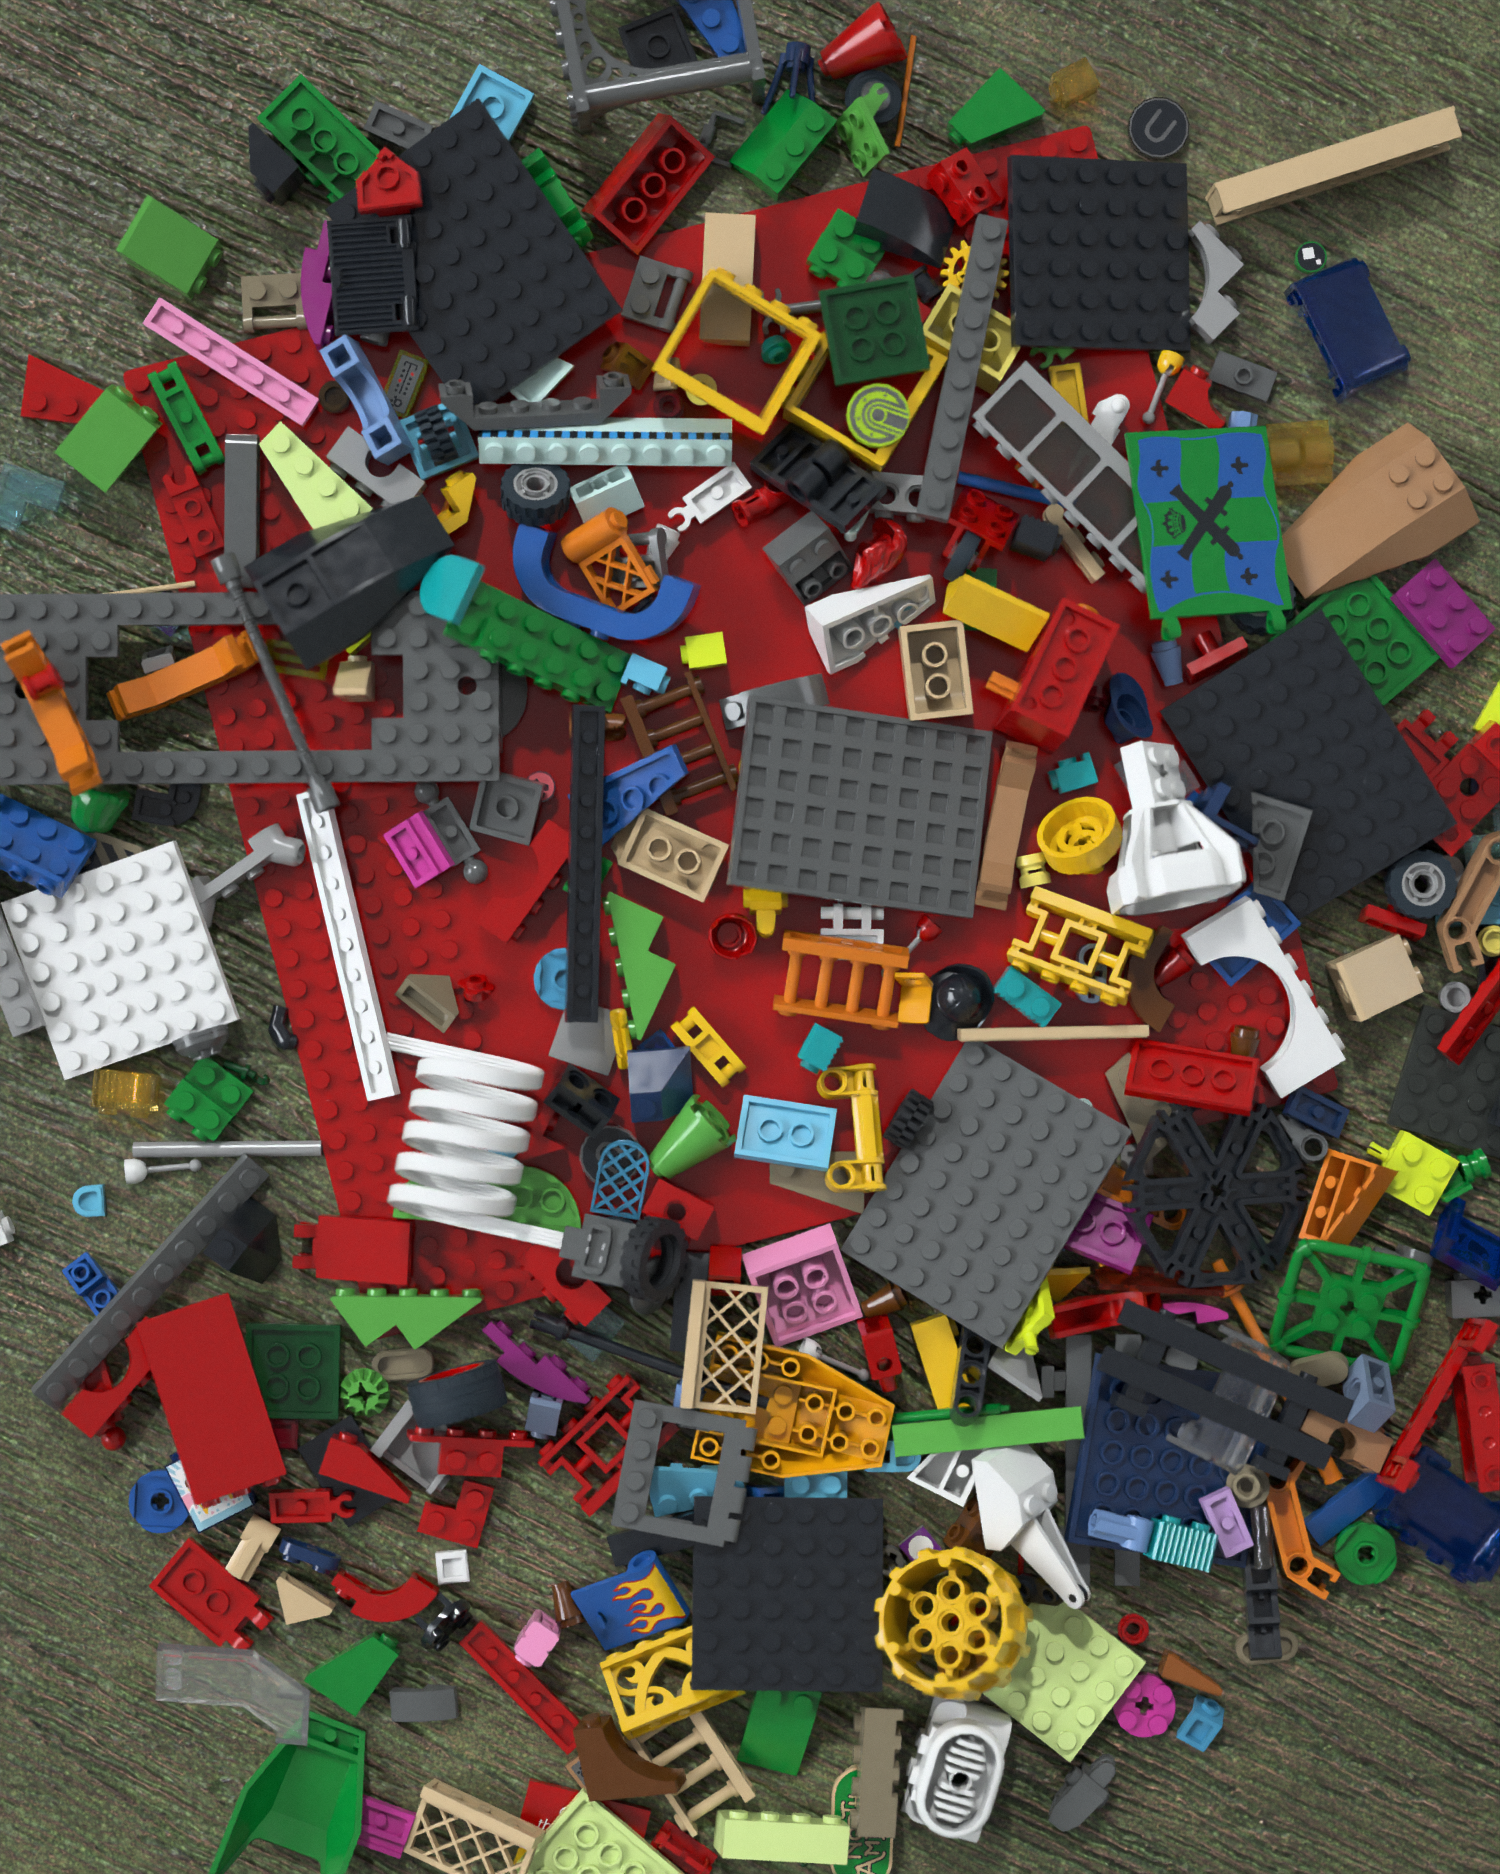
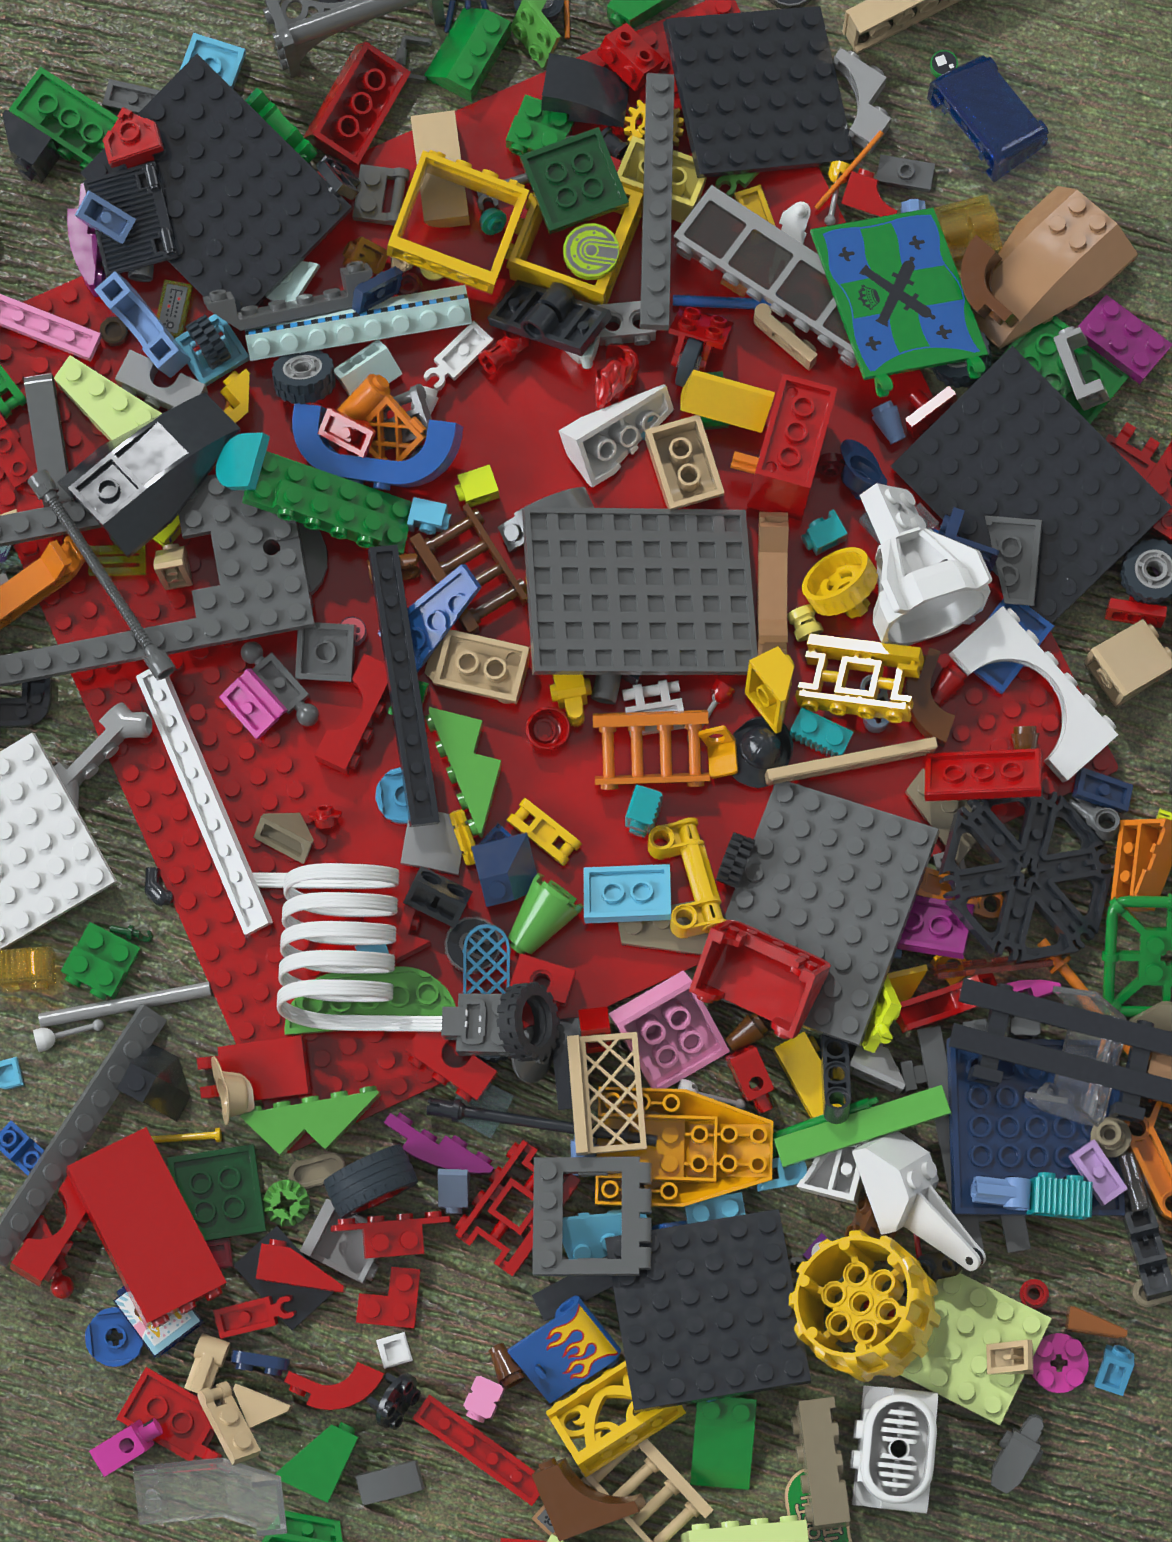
camera: 10 degrees left, 10 degrees down
(152, 1621) = (119, 1449): none -> dark pink torso
(202, 1043) = (86, 908): dark grey piece -> none
(265, 1616) = (228, 1423): none -> tan plate
(269, 293) = (43, 256): dark tan plate -> none
(302, 1306) = (217, 1135): none -> yellow piece
(329, 1272) = (234, 1092): none -> tan piece
(344, 272) = (105, 217): none -> medium blue slope
(573, 570) = (347, 432): none -> slope
(613, 271) = (339, 177): none -> black plate
(633, 410) = (377, 290): none -> dark blue plate
(803, 906) = (606, 688): none -> dark grey beam
(808, 557) = (554, 390): dark grey slope -> none
(912, 1254) = (759, 975): none -> red windscreen
(981, 938) = (770, 685): none -> yellow slope
(1036, 538) = (751, 335): black brick -> none
(1095, 1700) = (1010, 1357): none -> tan slope
(1181, 364) = (849, 170): none -> orange axle
(1295, 525) = (976, 278): none -> reddish brown arch
(1377, 617) = (1088, 394): none -> light grey panel

